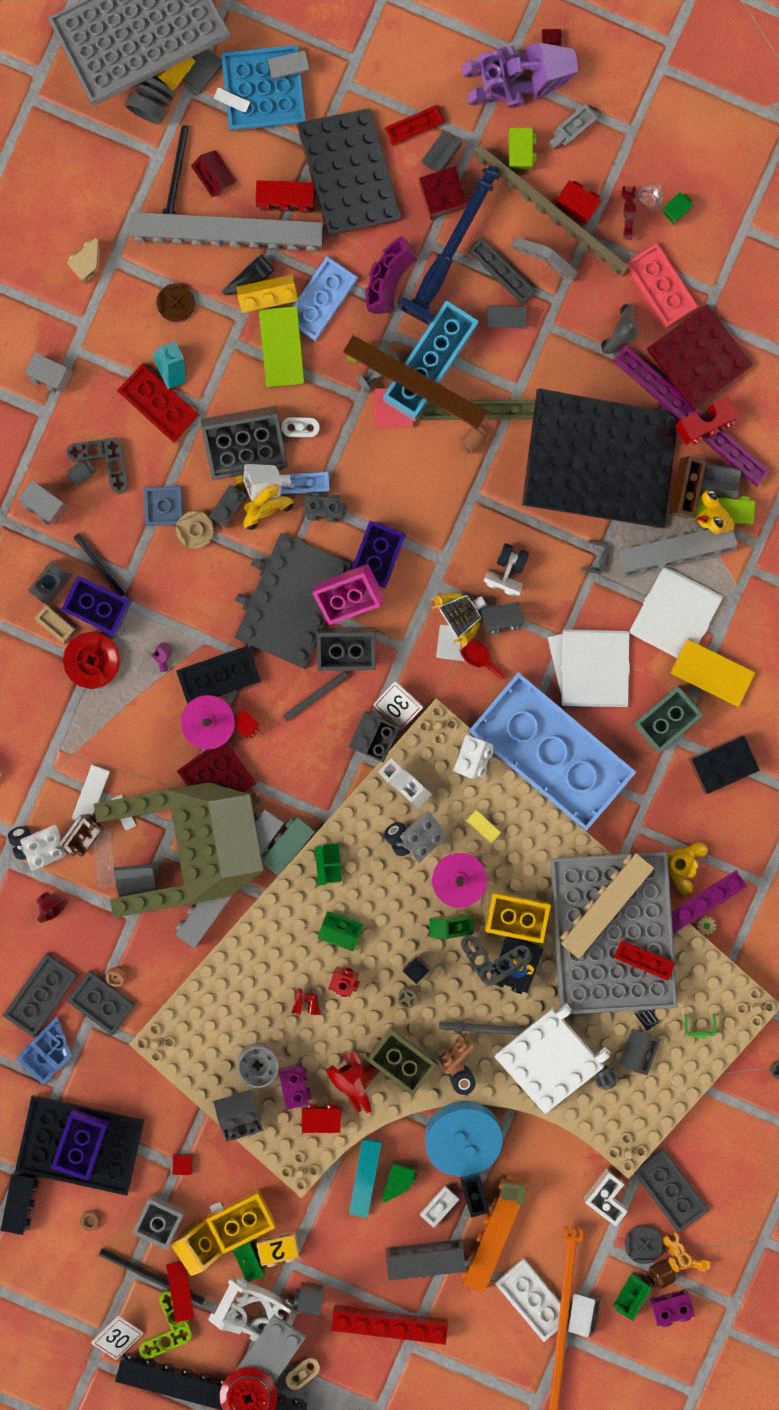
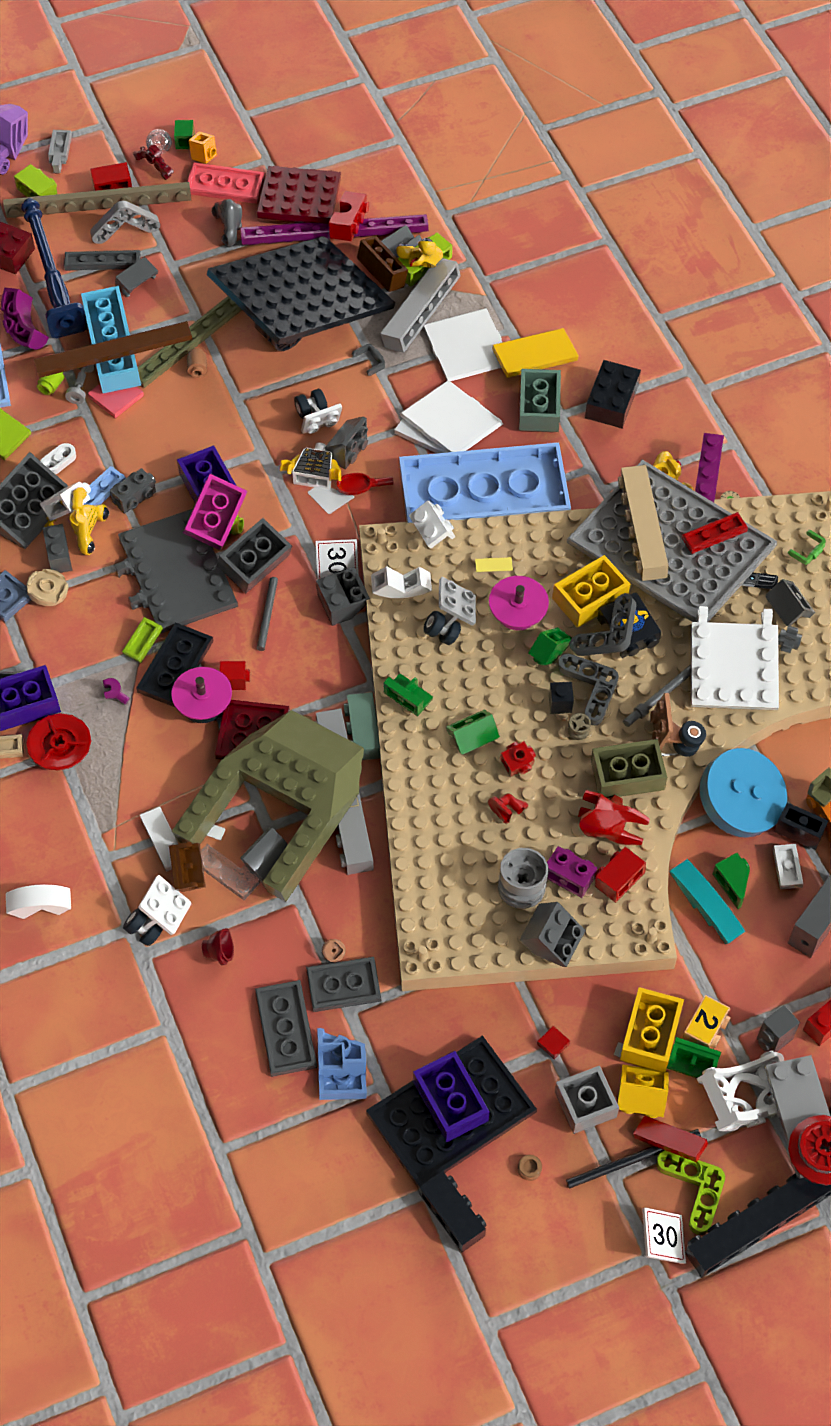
camera: 45 degrees left, 30 degrees down
(216, 635) = (142, 640): none -> lime tile
(452, 983) = (600, 684): none -> dark grey beam
(674, 240) = (202, 147): none -> light orange brick

